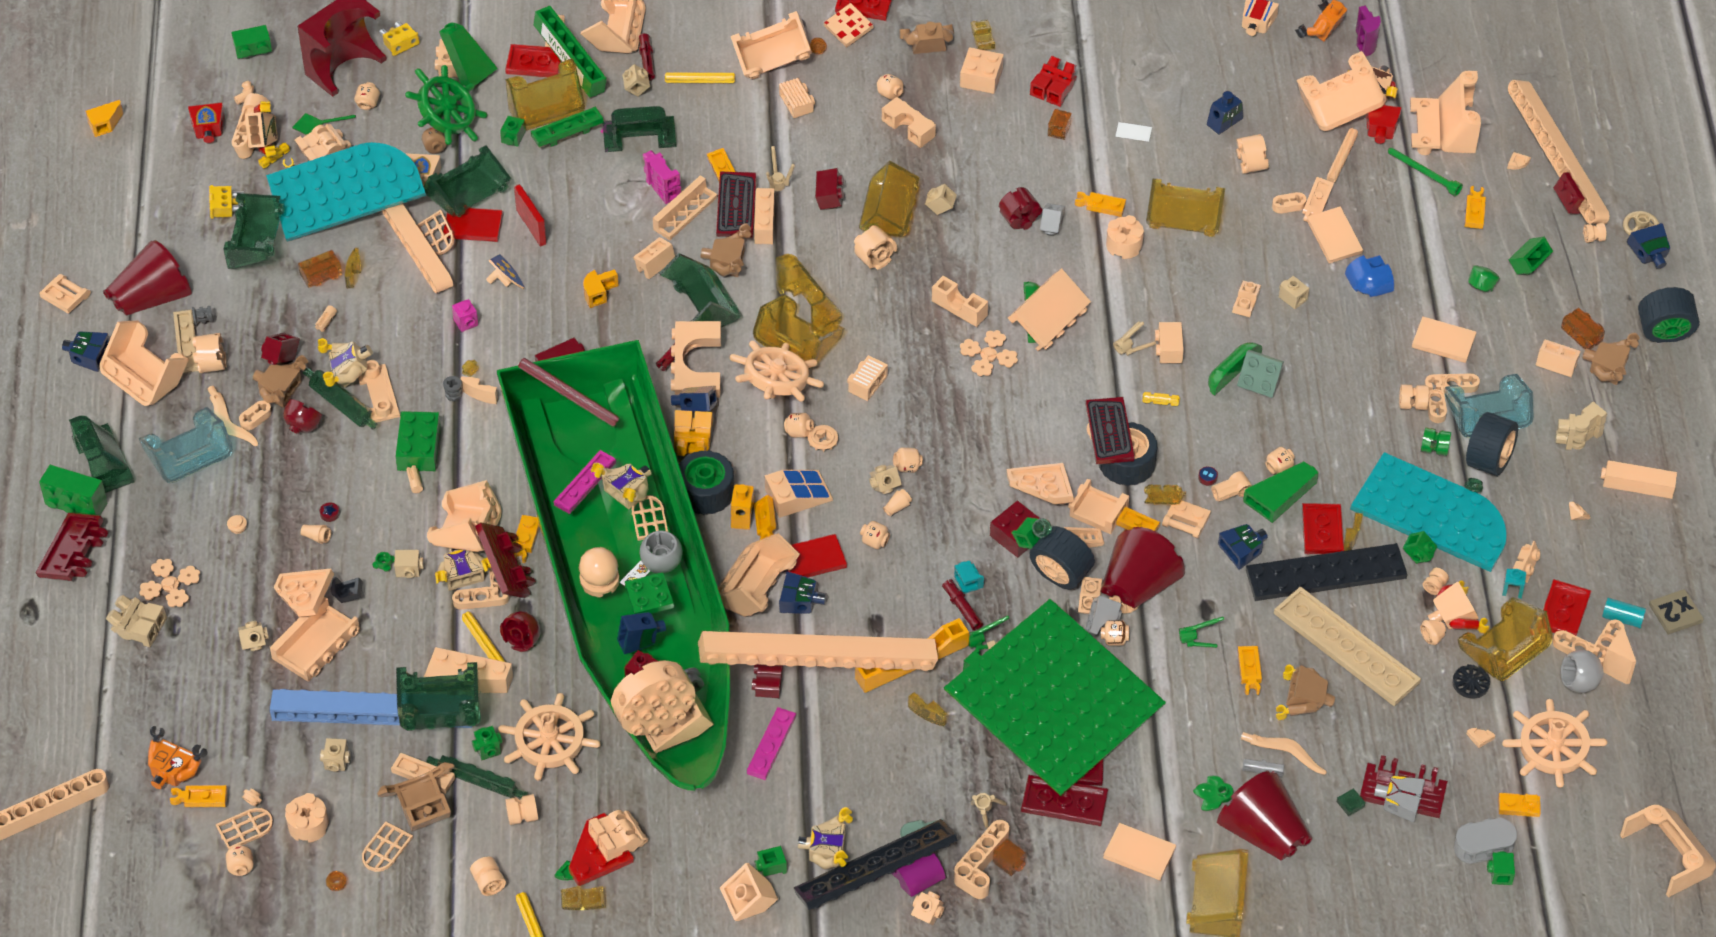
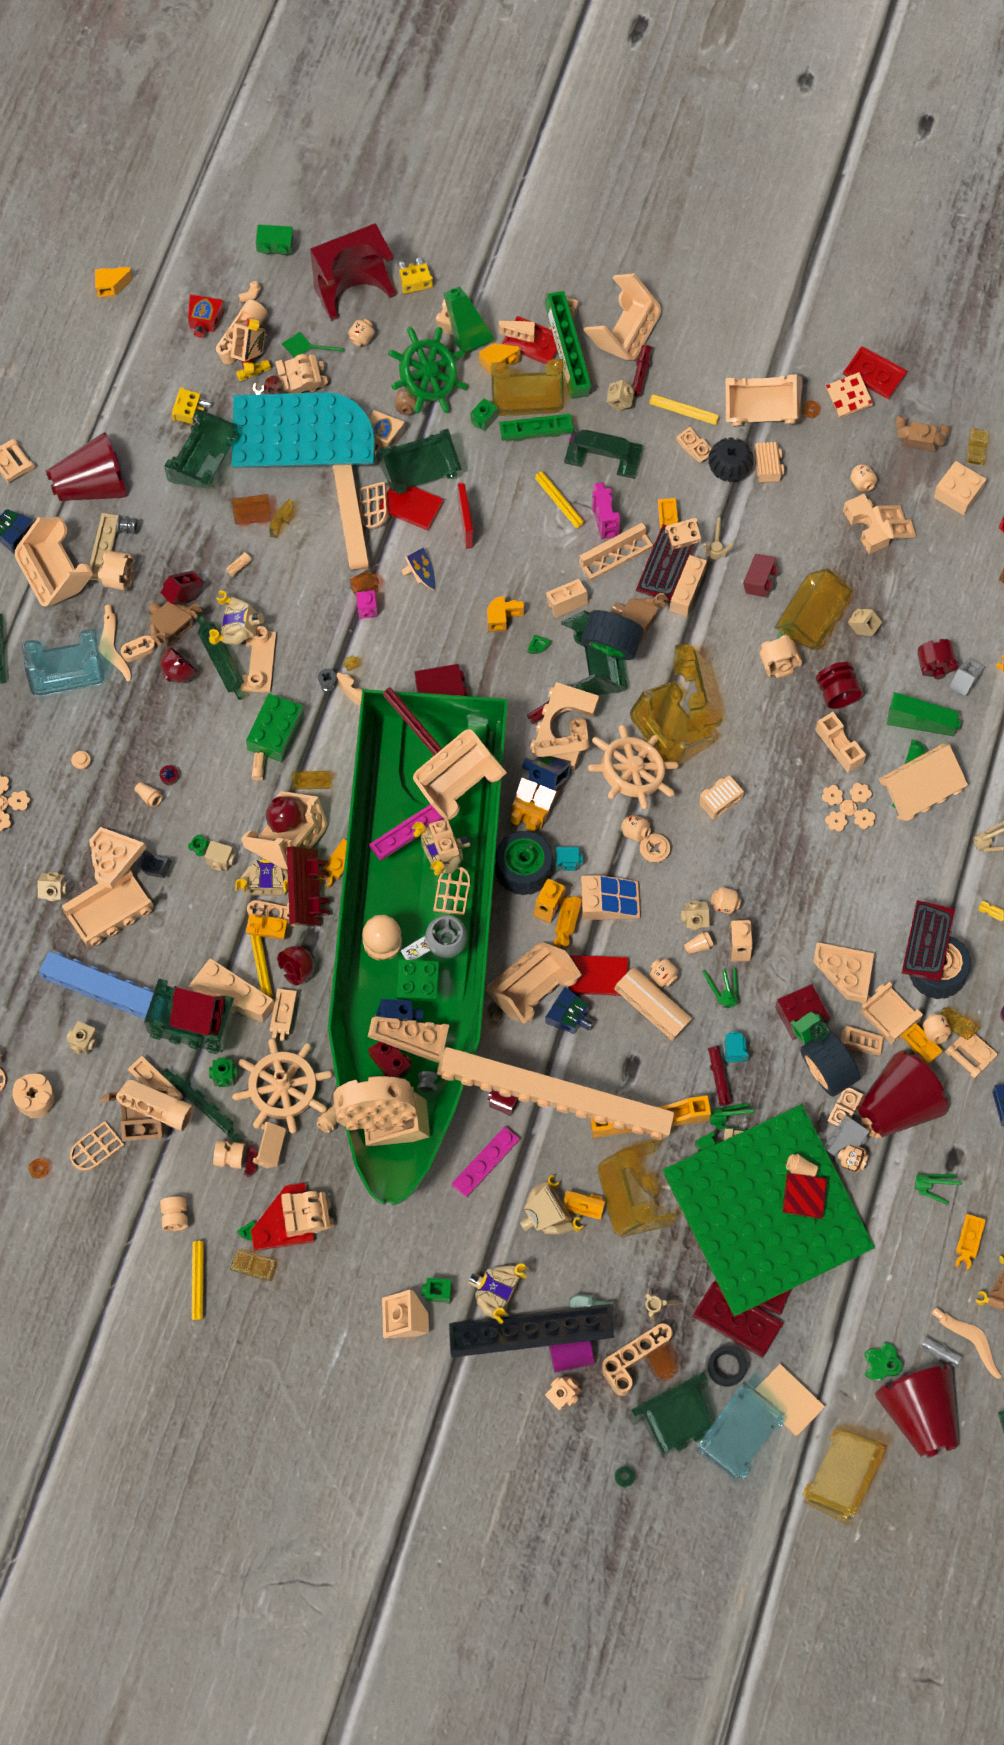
camera: 20 degrees right, 15 degrees up
(297, 153) = (273, 381): none -> dark red cone
(444, 684) = (197, 1010): none -> dark red brick
(449, 782) = (155, 1104): none -> light nougat beam
(453, 296) = (364, 582): none -> clear orange brick
(457, 504) = (283, 813): none -> dark red cylinder
(472, 475) = (310, 780): none -> clear yellow hinge
(479, 607) = (266, 927): none -> light orange hinge
(497, 81) = (498, 353): none -> light orange slope
(521, 52) = (517, 329): none -> light nougat slope
(524, 676) = (283, 1013): none -> light nougat hinge
(545, 817) = (250, 1168): none -> dark red piece
(560, 789) = (270, 1145): none -> light nougat hinge
(606, 752) = (327, 1120): none -> light nougat cone
(613, 181) = (559, 499): none -> yellow axle
(615, 410) = (456, 771): none -> light nougat windscreen
(624, 471) = (443, 839): none -> light nougat slope
(643, 304) = (538, 645): none -> green tile
(670, 644) = (414, 1037): none -> light nougat wing
(711, 364) = (576, 742): none -> light nougat beam
(713, 265) = (612, 635): none -> black wheel
(720, 104) = (693, 445): none -> light nougat slope
(743, 171) = (682, 532): none -> light nougat piece
(745, 468) = (568, 858): none -> teal window
(761, 103) = (731, 459): none -> black wheel
(849, 763) = (547, 1211): none -> tan torso
(875, 563) = (653, 1003): none -> light nougat brick
(880, 748) = (584, 1205): none -> light orange hinge
(922, 743) = (623, 1215): none -> clear yellow windscreen
(931, 112) = (893, 522): none -> light nougat slope
(932, 480) = (740, 937): none -> light nougat torso
(939, 254) = (839, 685): none -> dark red wheel
(943, 536) = (729, 996): none -> green plant
(1022, 259) = (922, 715): none -> green slope
(1040, 893) = (676, 1416): none -> clear green windscreen
(1069, 646) = (800, 1165): none -> light nougat cone
(1071, 854) = (727, 1350): none -> black tyre
(1084, 672) = (804, 1196): none -> tile
(1106, 887) = (740, 1431): none -> clear light blue windscreen
(1147, 504) = (937, 1028): none -> light nougat head

